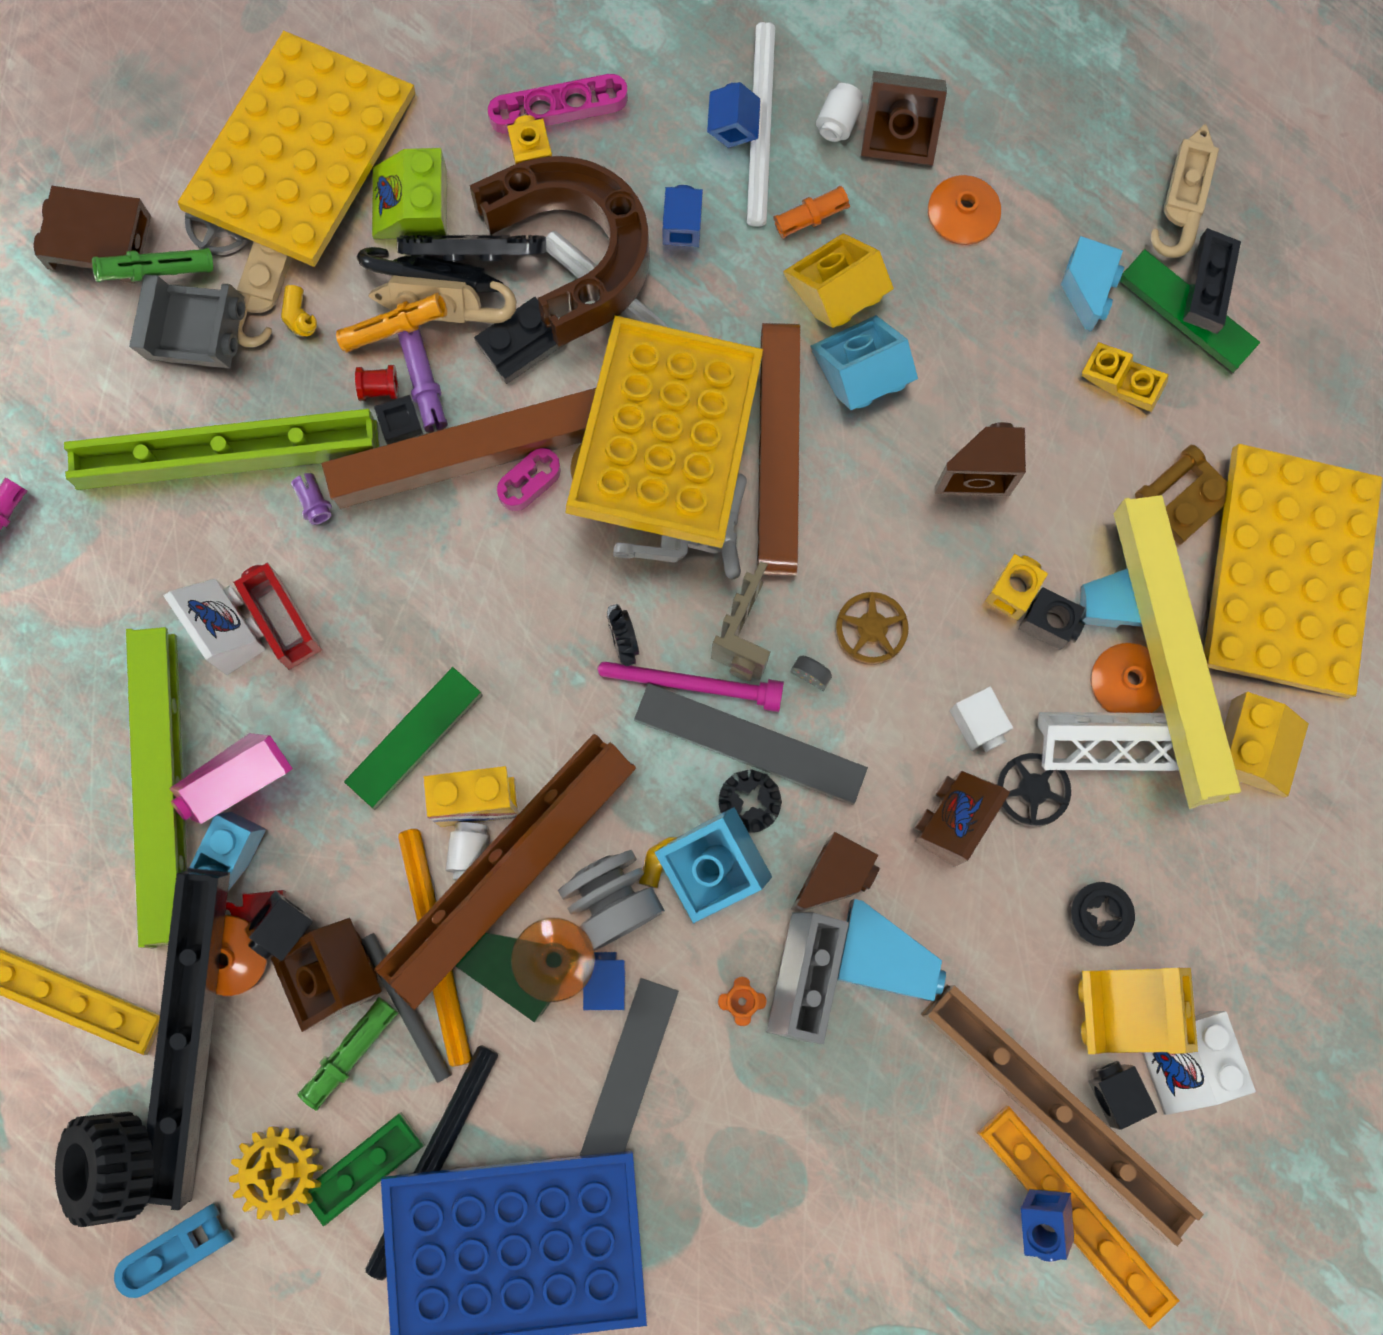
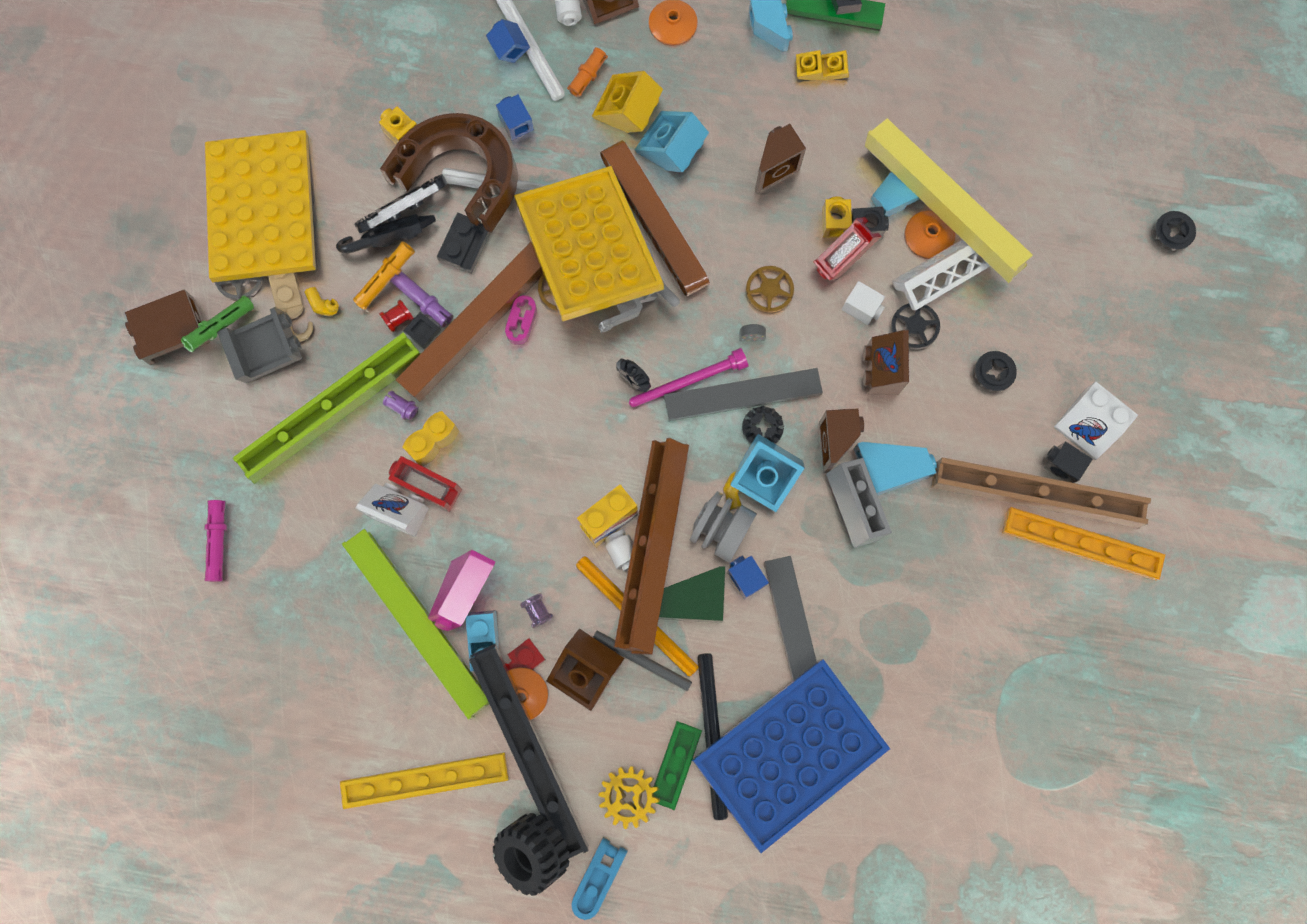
camera: 30 degrees left, 0 degrees up
(277, 927) = (542, 658): black brick -> none
(313, 861) = (536, 610): none -> clear purple bush
(330, 560) = (436, 434): none -> yellow brick
(340, 1062) = (625, 711): bright green pin -> none
(410, 194) = (344, 195): lime slope -> none
(413, 738) = (548, 506): green tile -> none
(460, 299) = (414, 236): tan plate -> none
(531, 953) = (720, 565): clear orange dish -> none
(556, 96) = (394, 89): dark pink beam -> none
(742, 656) = (702, 346): dark tan plate -> none
(753, 1001) = (833, 546): orange plate -> none
(999, 636) = (846, 250): none -> window
(1053, 1210) = (1069, 546): blue brick -> none
(1138, 1011) = (1048, 410): yellow panel -> none
(1197, 501) = (906, 109): pearl gold plate -> none
(1264, 742) = (1025, 221): yellow slope -> none
(1293, 571) = (981, 120): yellow plate -> none

